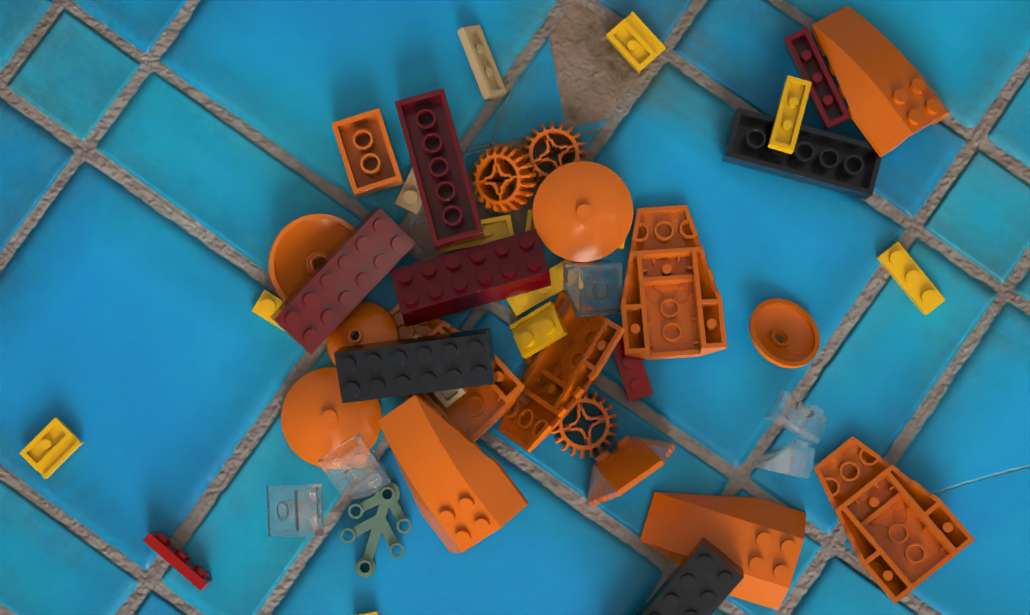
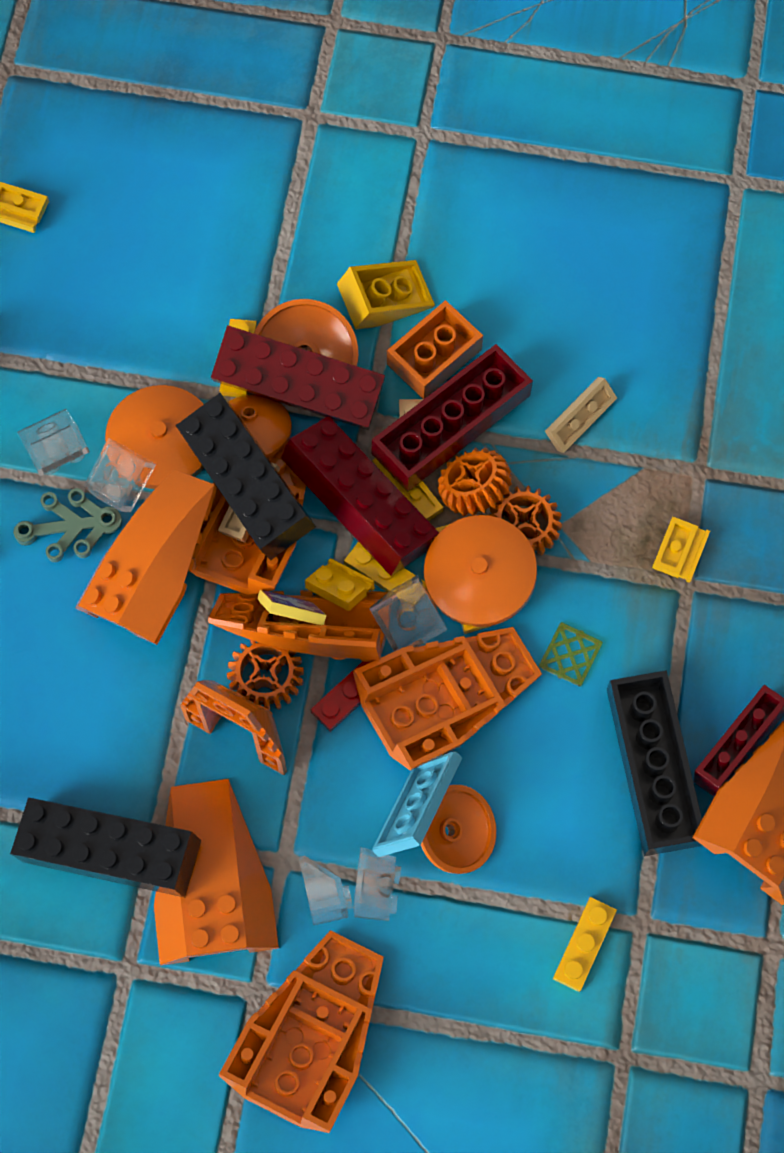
camera: 65 degrees right, 15 degrees down
(291, 169) = (384, 293): none -> yellow slope
(549, 379) = (291, 607): none -> light yellow tile
(666, 158) = (579, 636): none -> clear yellow window
(759, 357) = (417, 805): none -> medium azure tile
(789, 114) = (686, 721): yellow plate -> none

